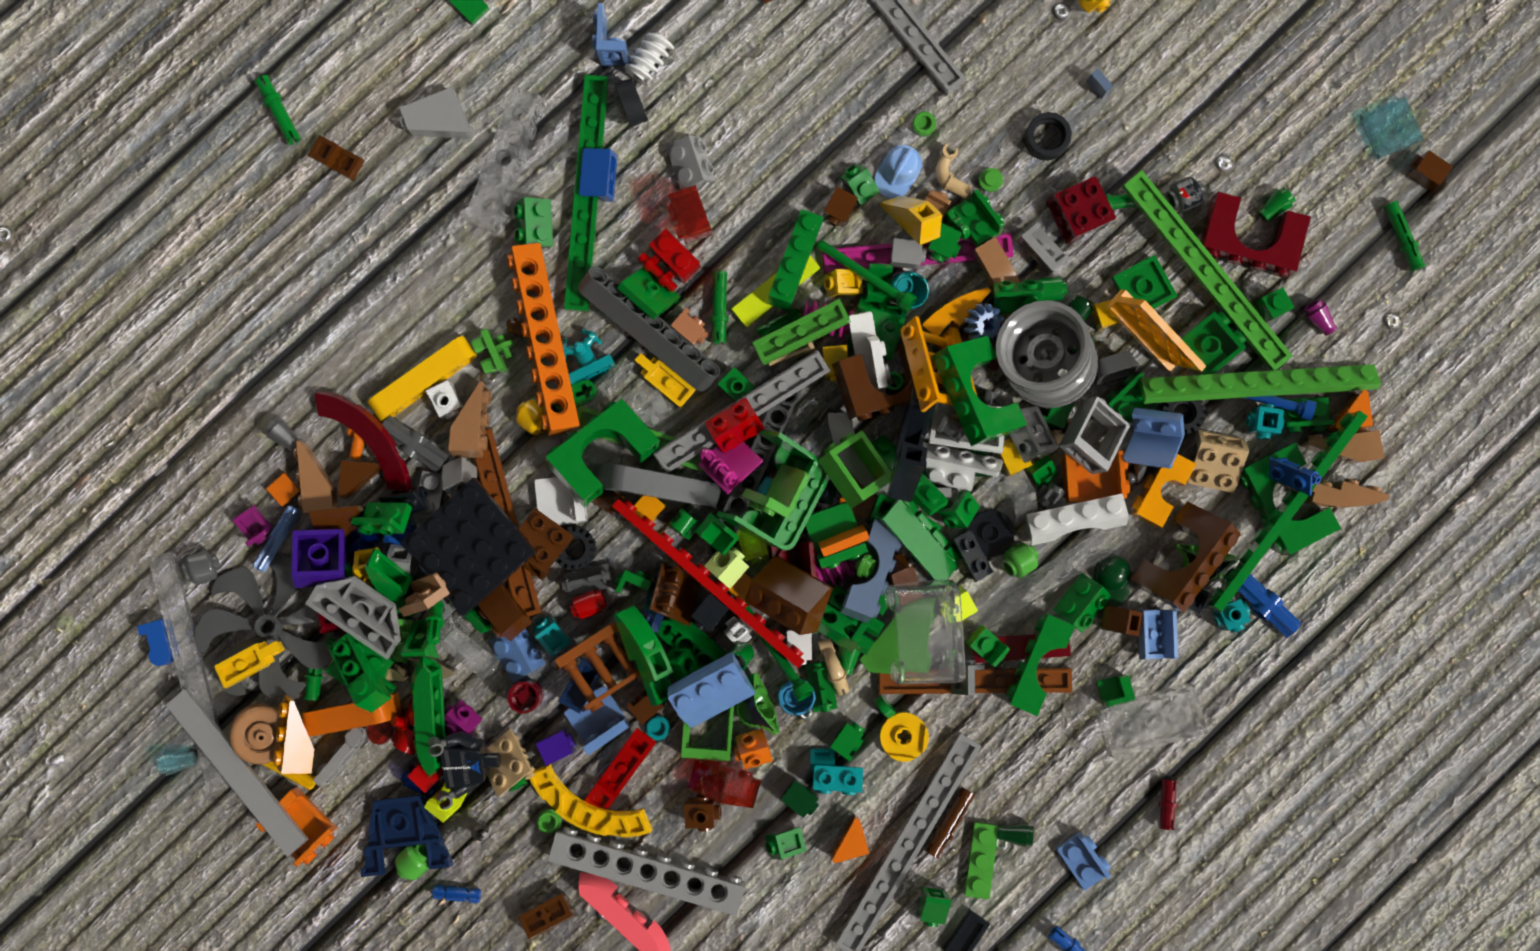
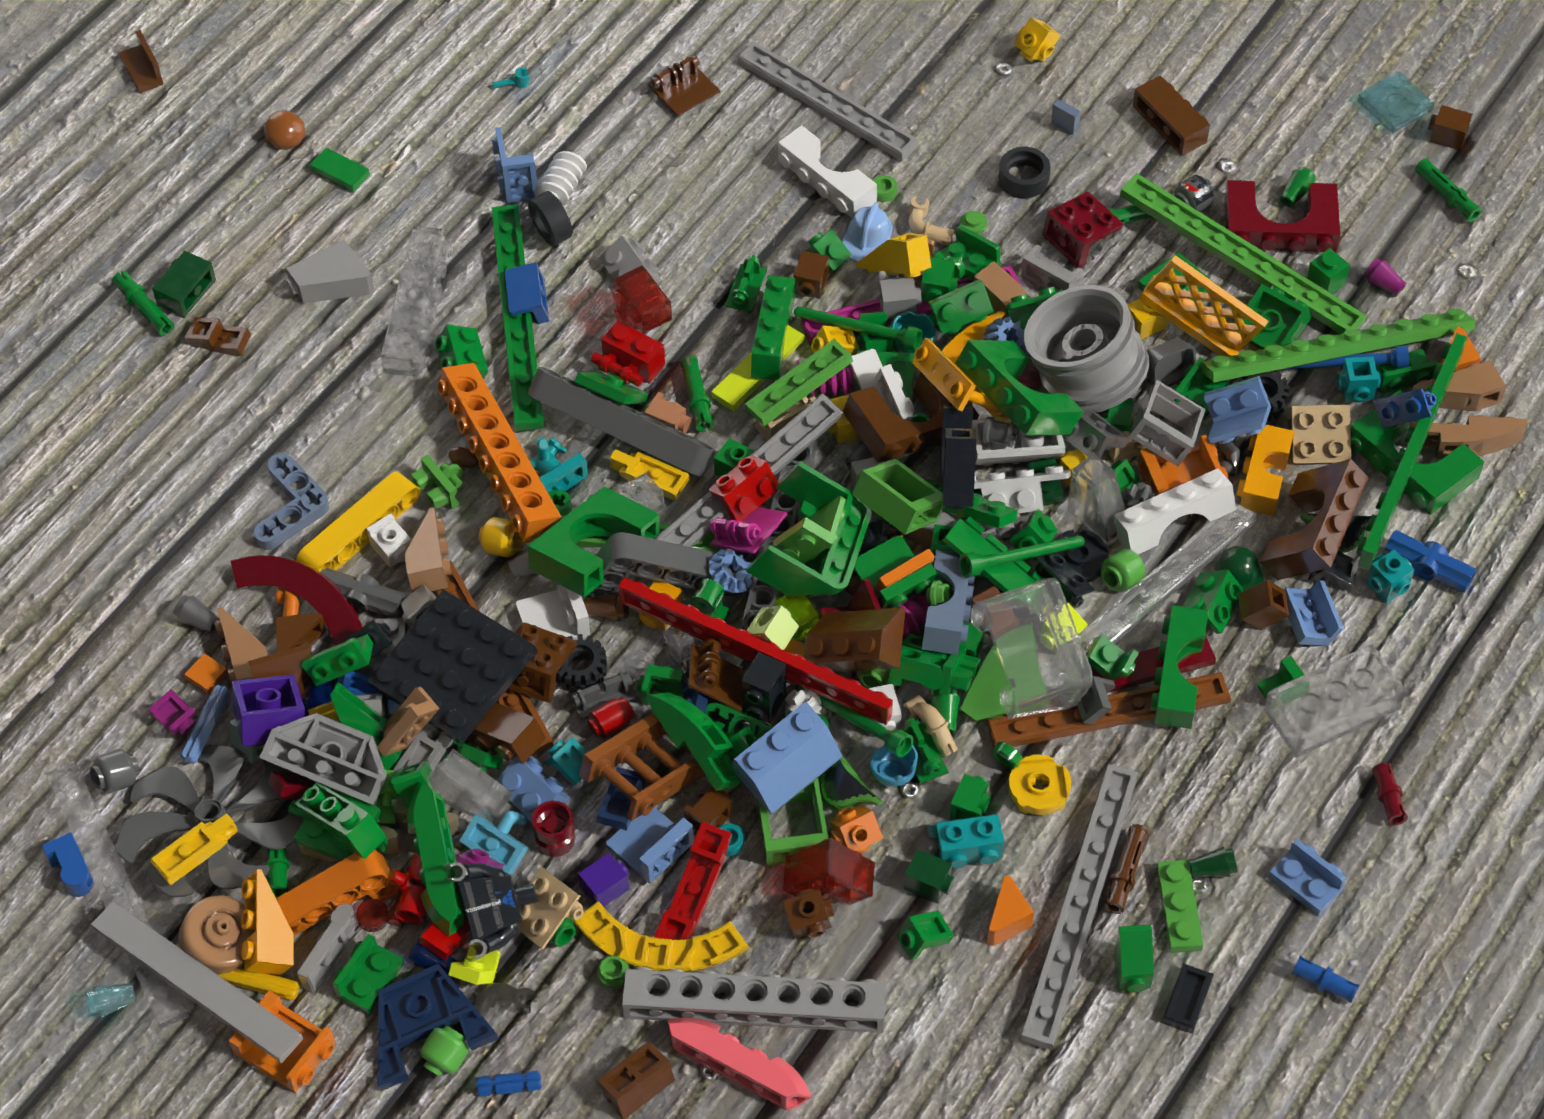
camera: 10 degrees left, 30 degrees down
(313, 98) = (184, 283): none -> dark green brick
(368, 784) = (365, 974): none -> green bracket
(379, 346) = (299, 505): none -> sand blue beam
(434, 623) = (424, 749): green axle -> none
(480, 694) = (495, 839): none -> medium azure plate
(657, 555) = (679, 646): none -> clear brick
(703, 490) = (723, 575): none -> medium blue gear
(717, 534) = (752, 594): green panel -> none
(784, 205) = (746, 285): none -> green hinge
(893, 124) = (845, 189): none -> white arch
(899, 547) = (973, 564): none -> green piece
(954, 280) = (960, 307): none -> green bracket
(1191, 102) = (1171, 115): none -> reddish brown brick

